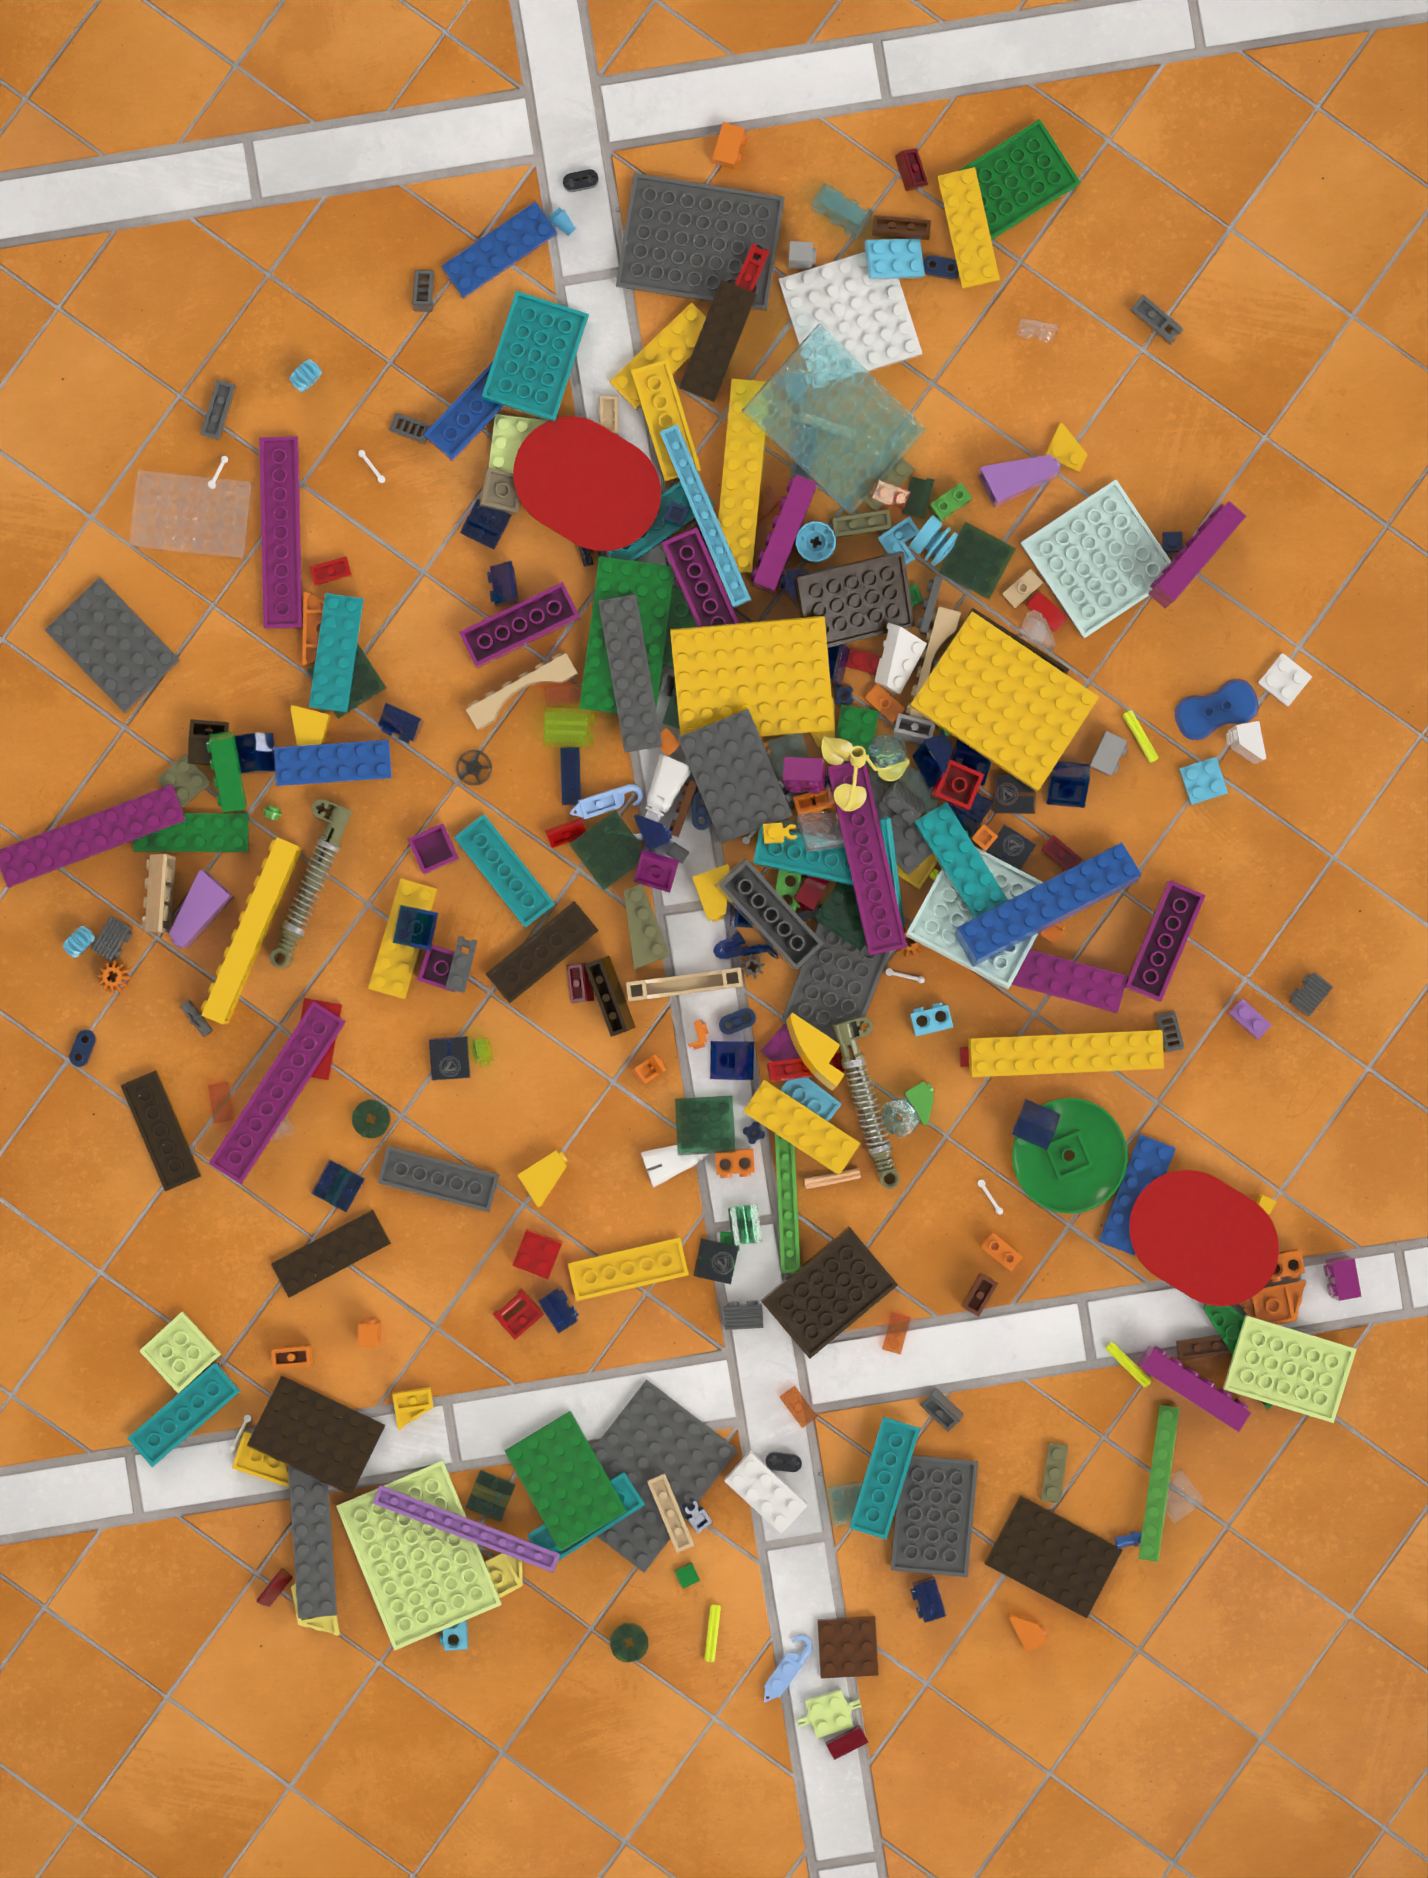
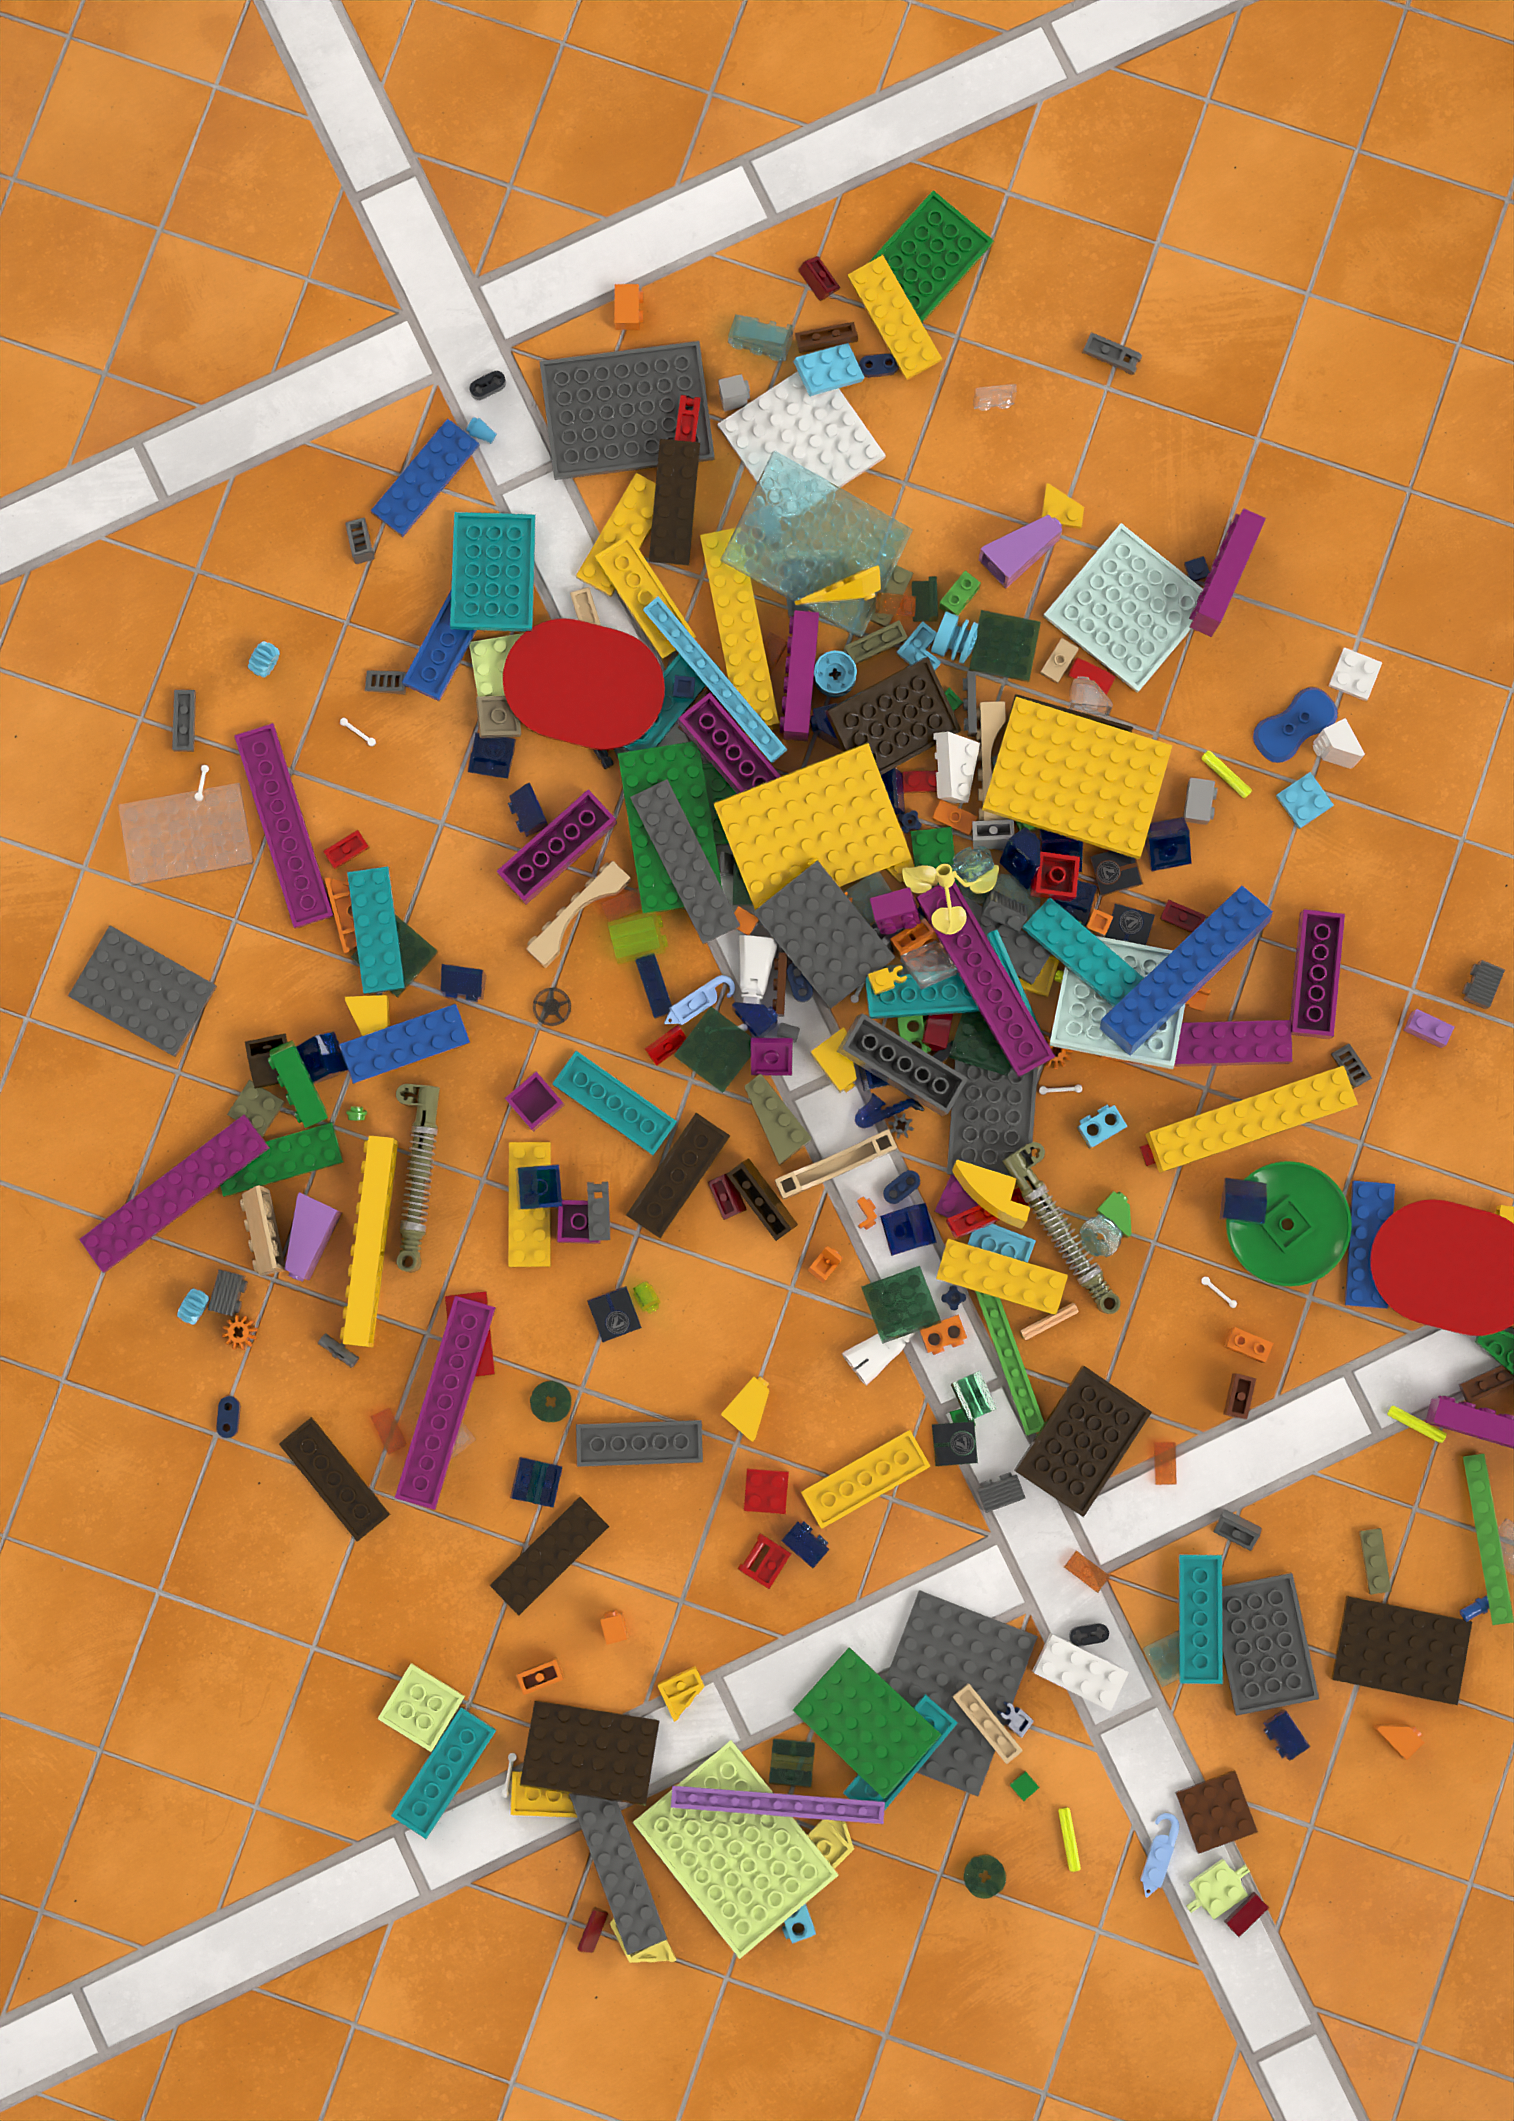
camera: 10 degrees left, 5 degrees down
(858, 468) = (857, 586): none -> yellow wedge

